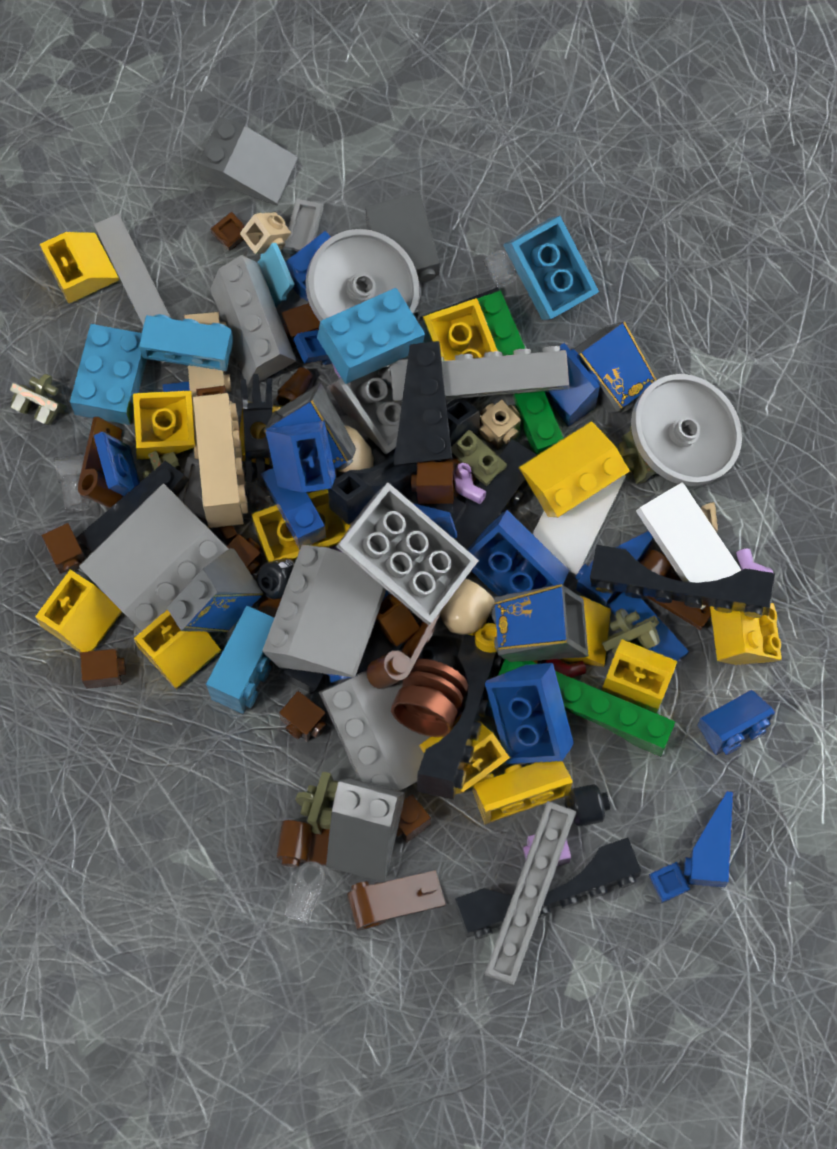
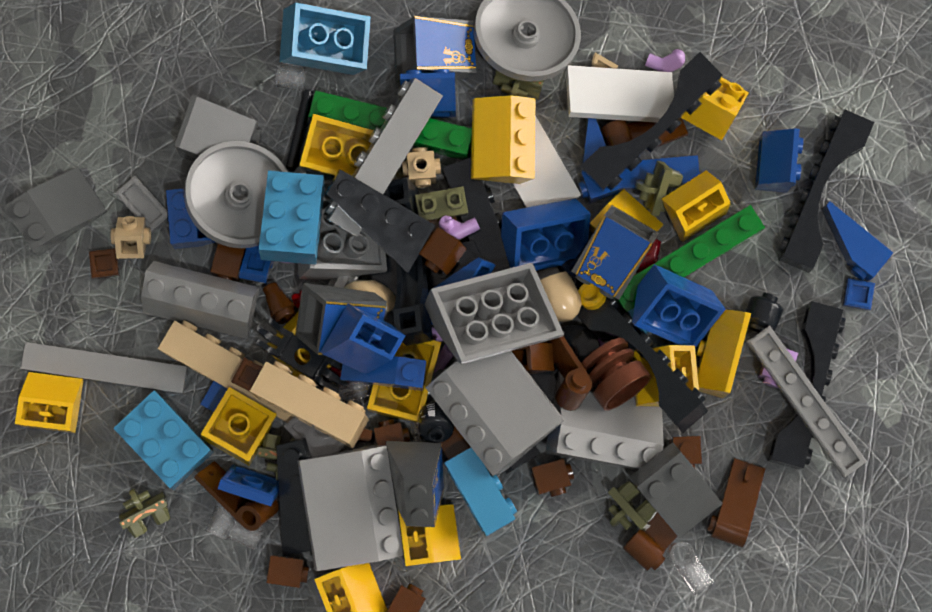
camera: 60 degrees left, 10 degrees up
(186, 342) = (186, 363): dark azure brick -> none
(276, 273) = (173, 253): medium azure piece -> none
(802, 773) = (805, 240): none -> black arch

